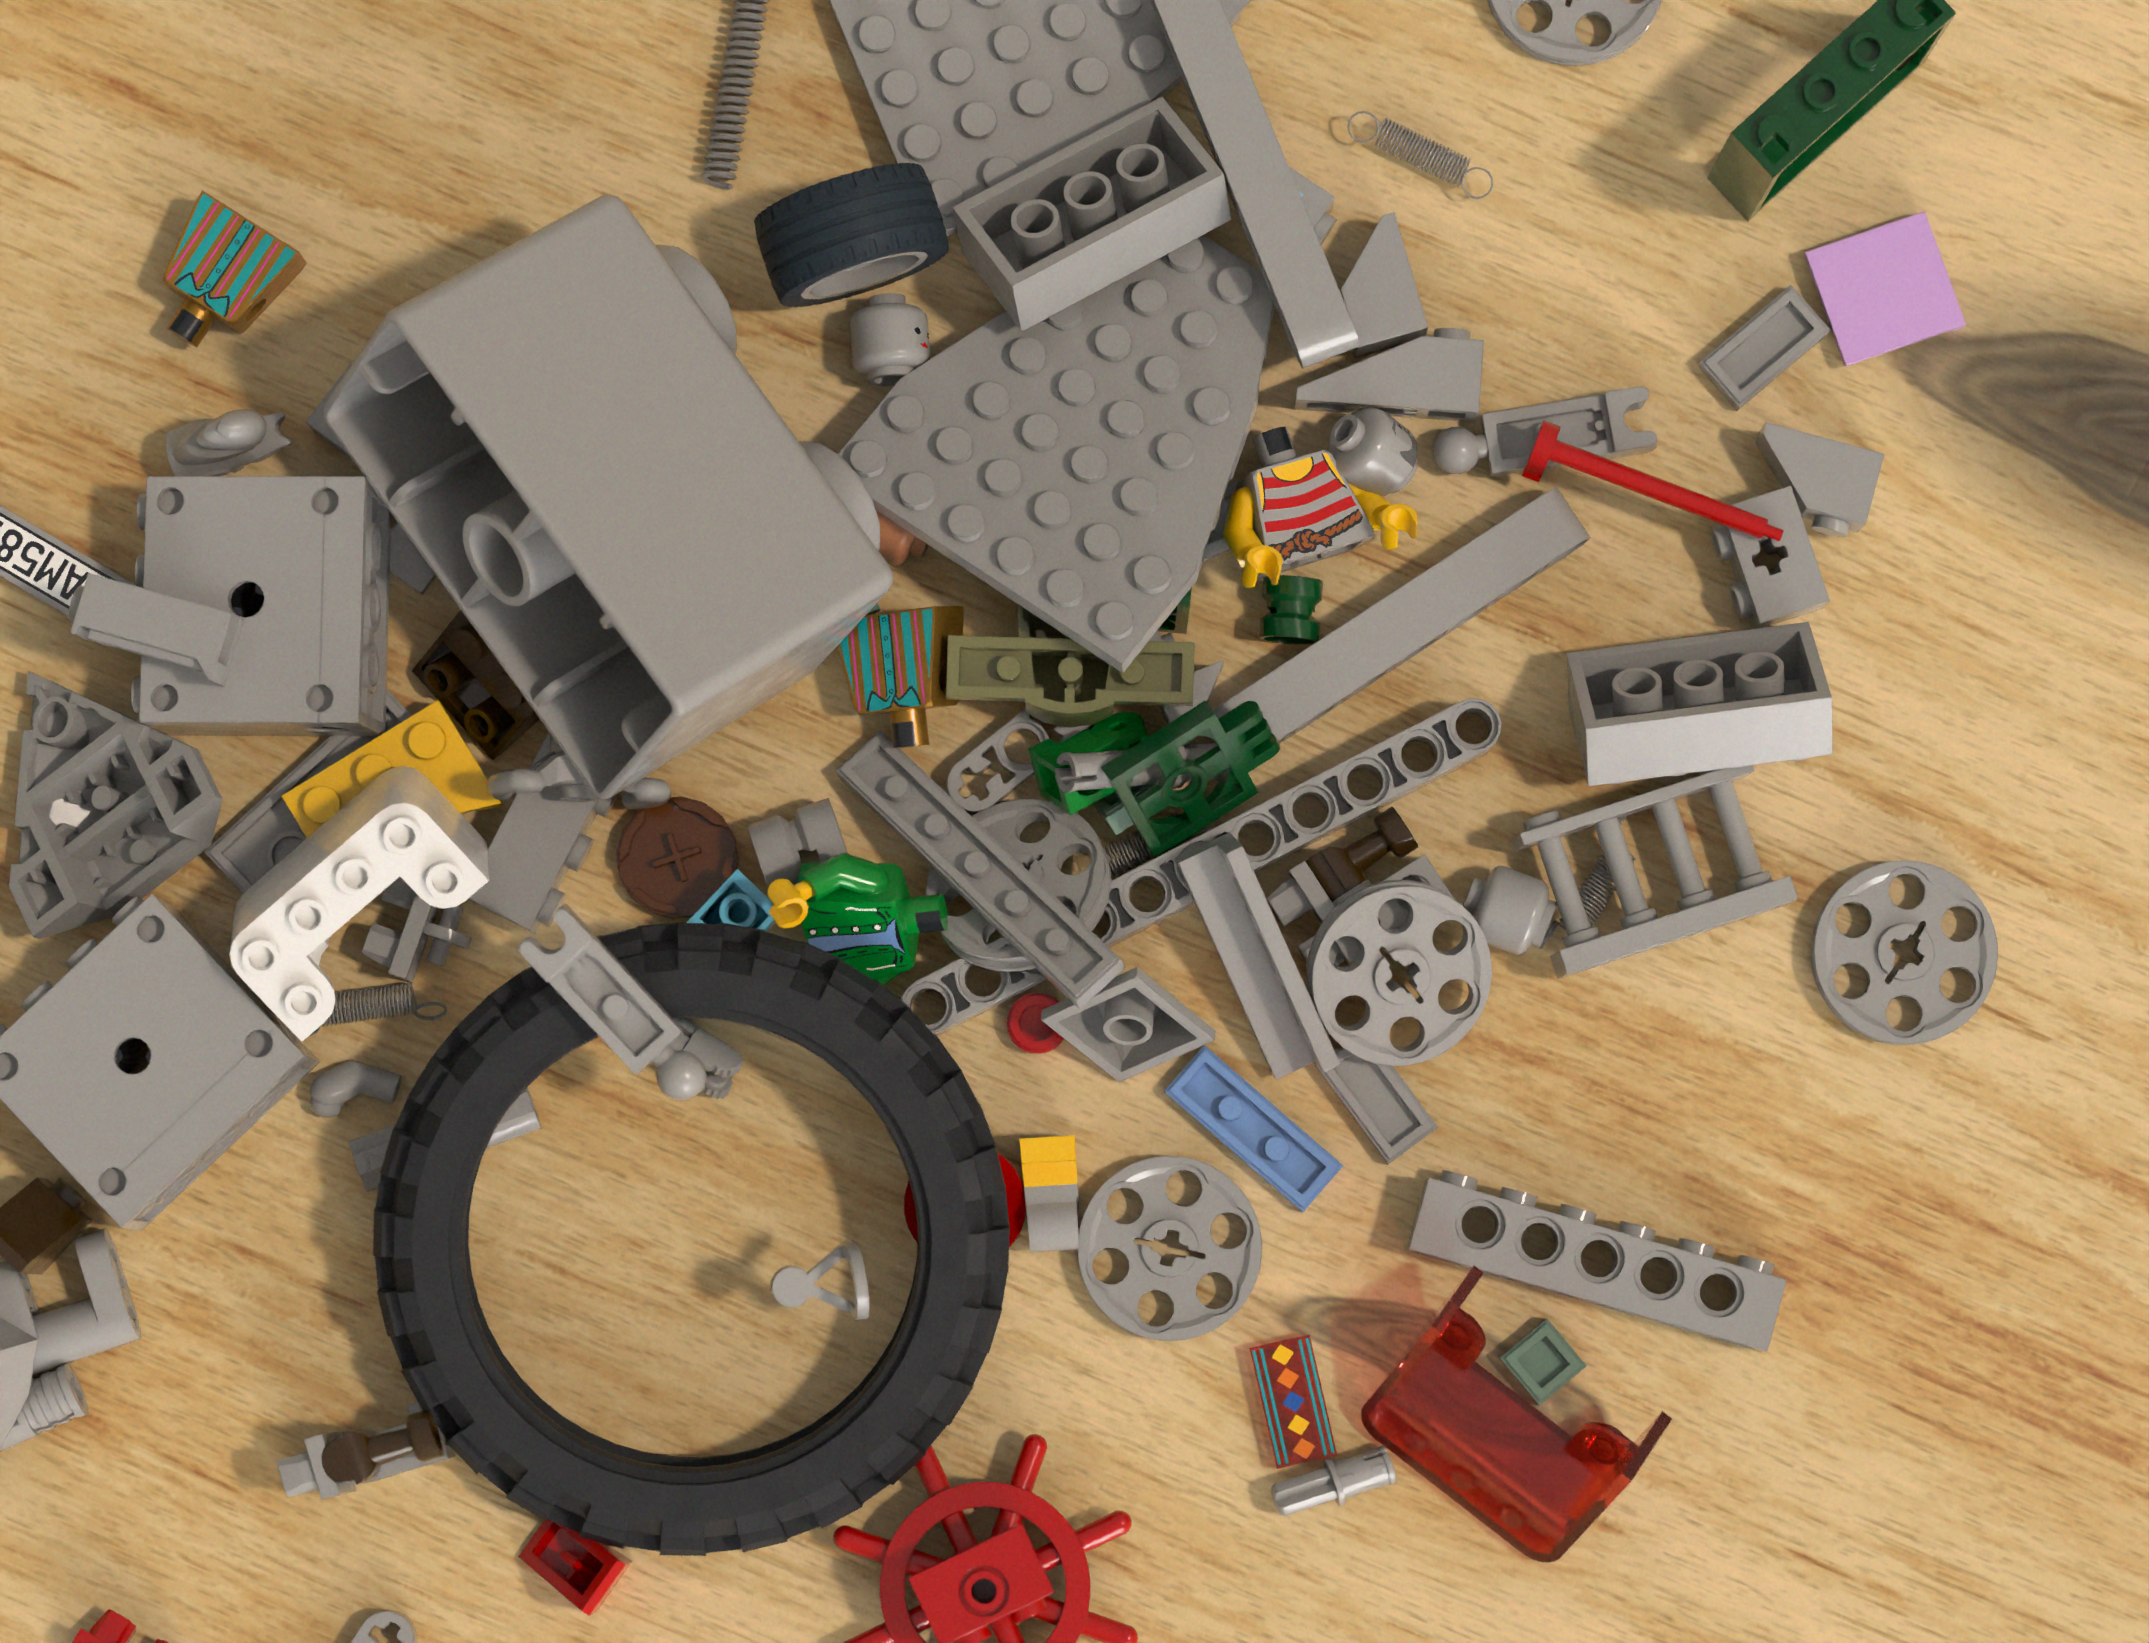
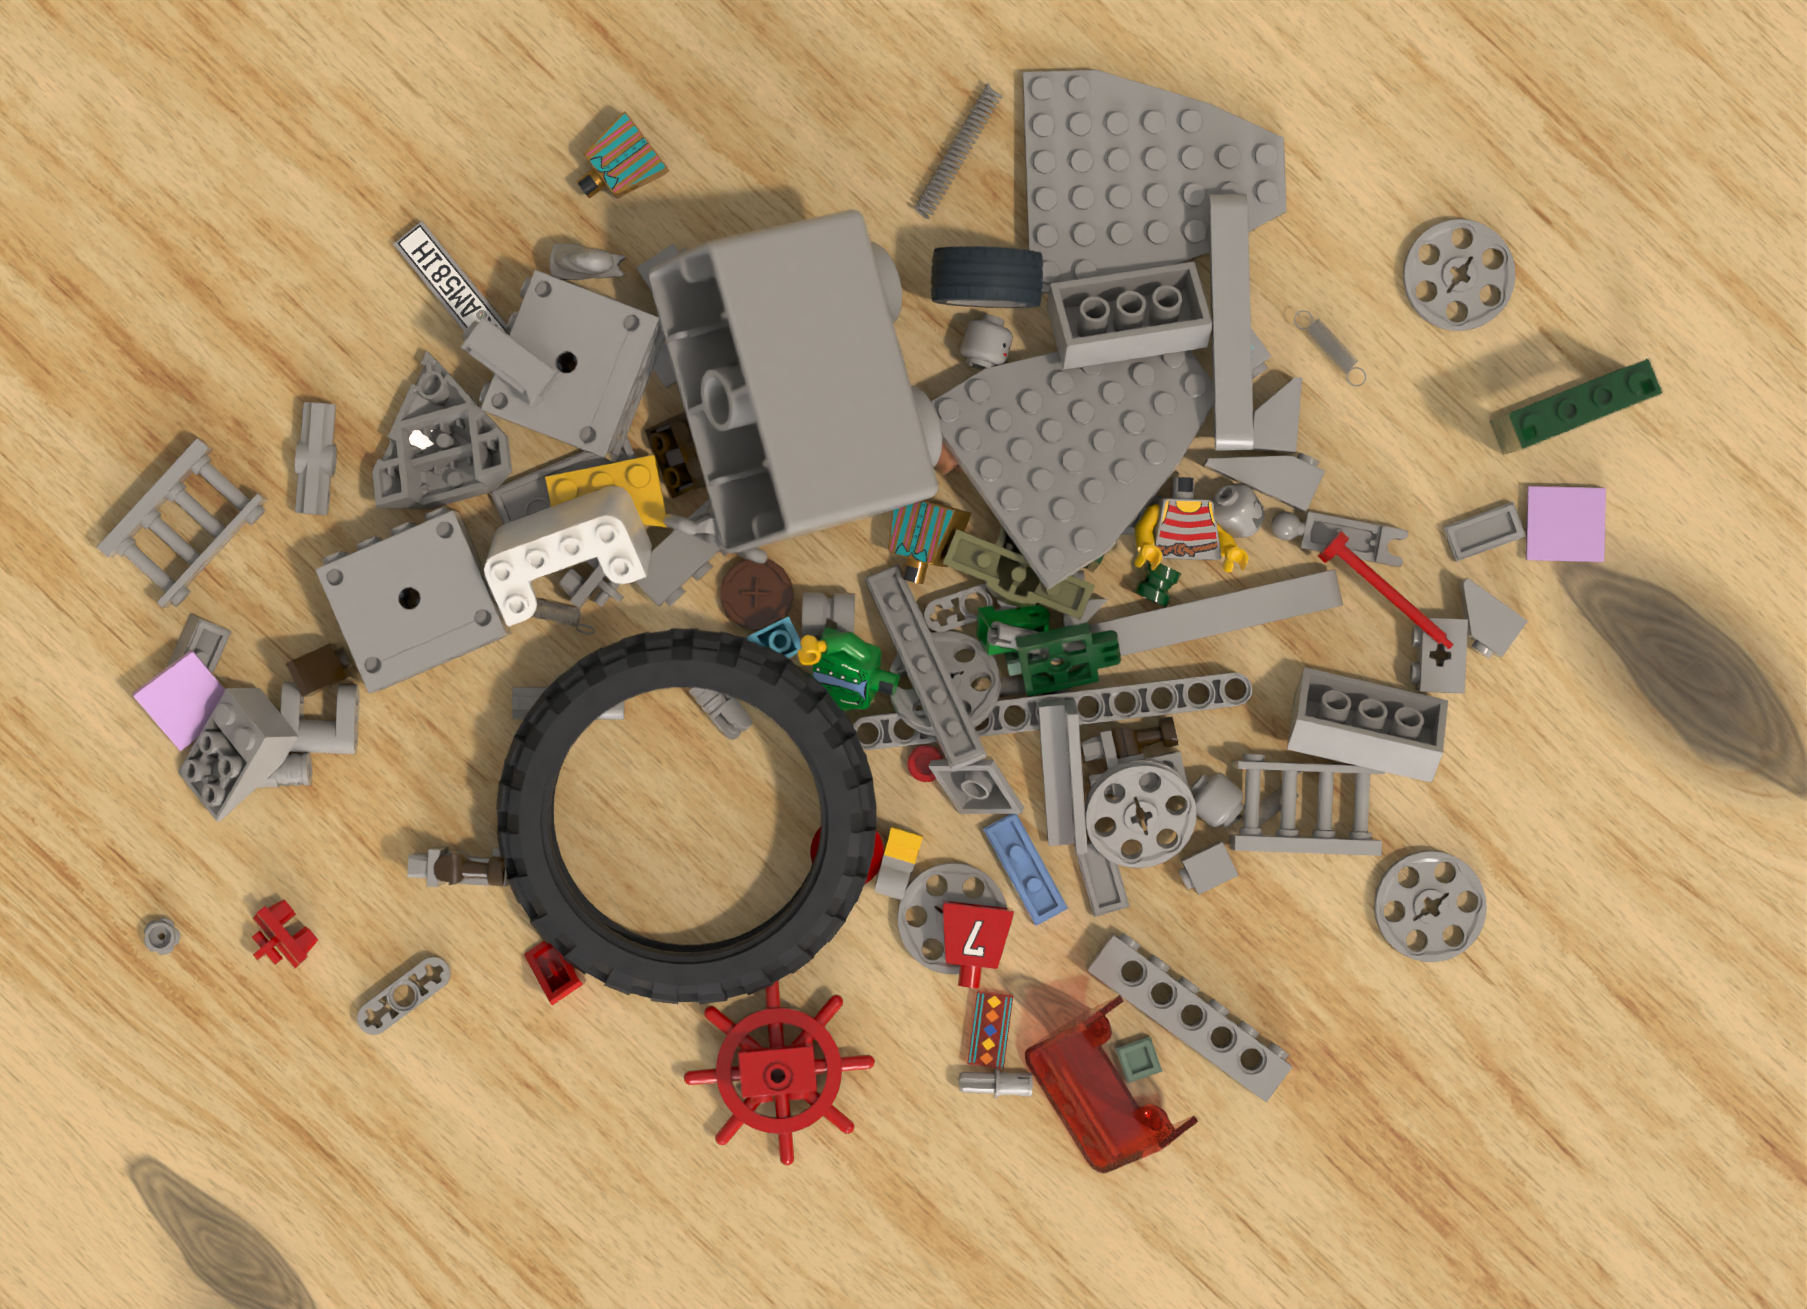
camera: 15 degrees right, 5 degrees up
(348, 1080) = (525, 651): light grey arm -> none
(615, 1005) = (691, 675): light grey plate -> none
(793, 1286) = (734, 866): light grey piece -> none
(1214, 1264) = (974, 938): none -> red torso
(1536, 1021) = (1207, 868): none -> light grey brick

